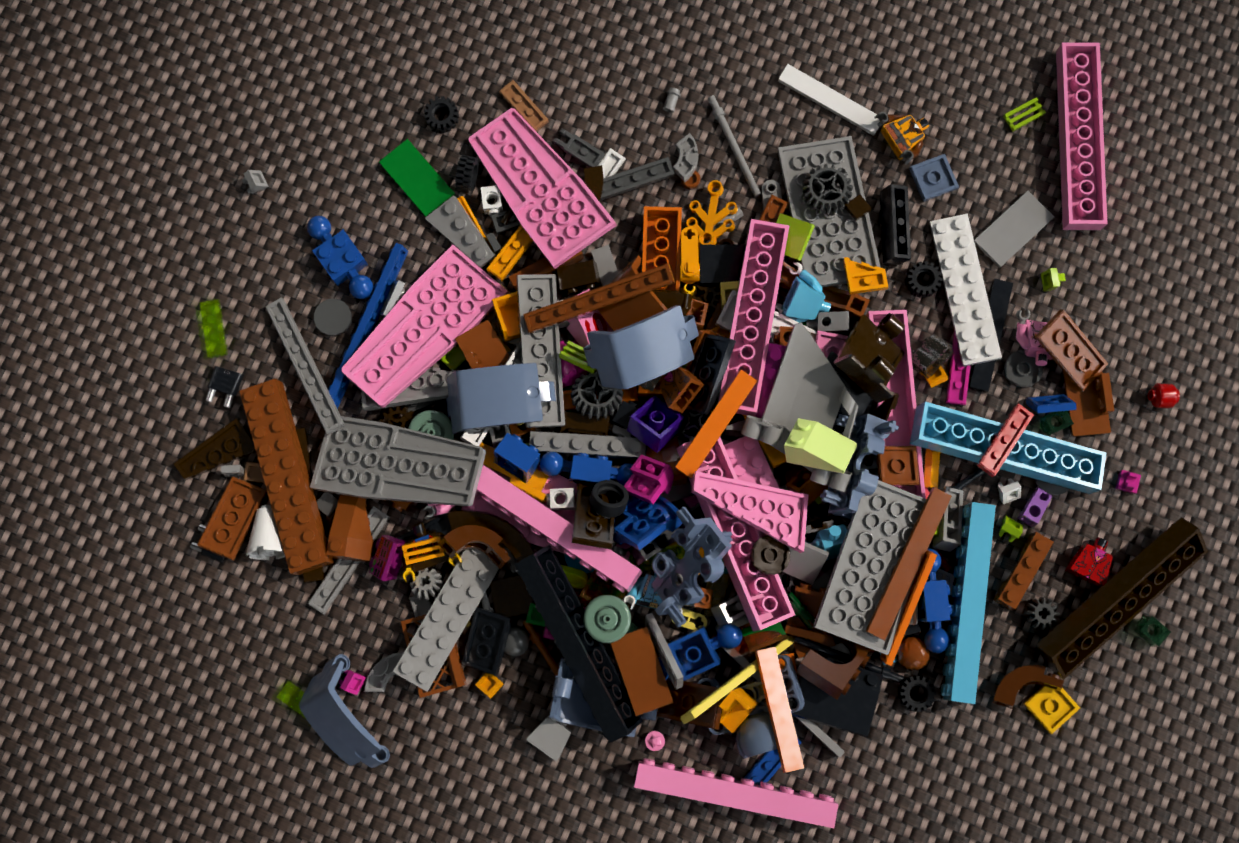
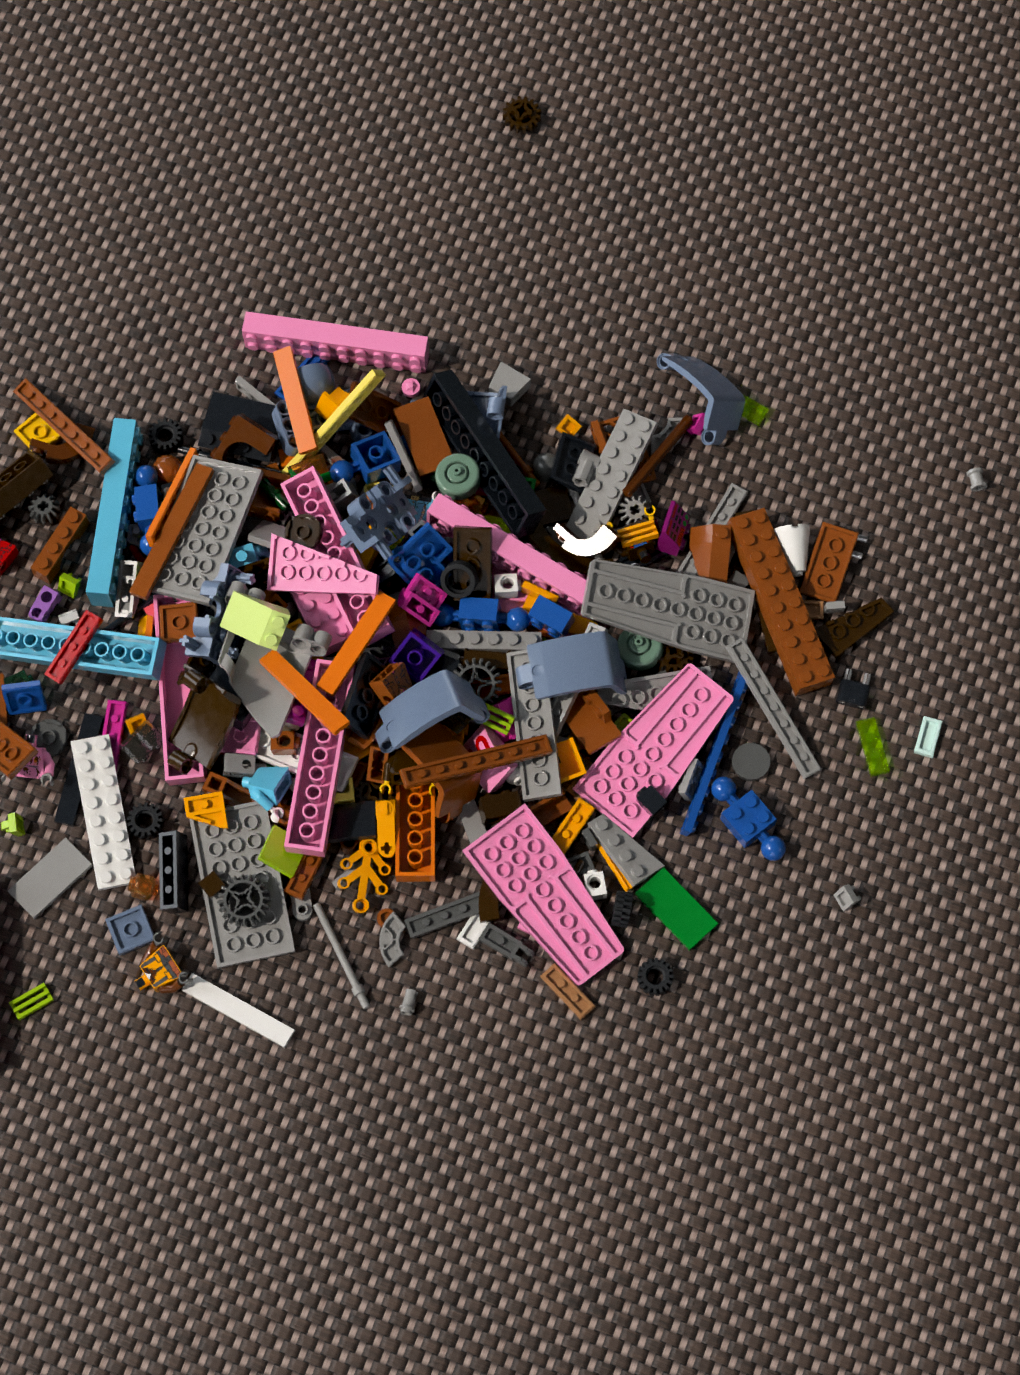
camera: 175 degrees right, 10 degrees down
(69, 605) = (976, 479): none -> light grey bush
(158, 336) = (928, 737): none -> light aqua tile
(396, 642) = (657, 456): none -> reddish brown axle
(431, 271) = (650, 800): none -> black brick
(470, 636) = (585, 469): none -> light grey piece
(769, 370) = (304, 692): none -> orange tile
(924, 214) = (143, 886): none -> clear orange head
(1027, 702) = (64, 426): none -> dark orange tile

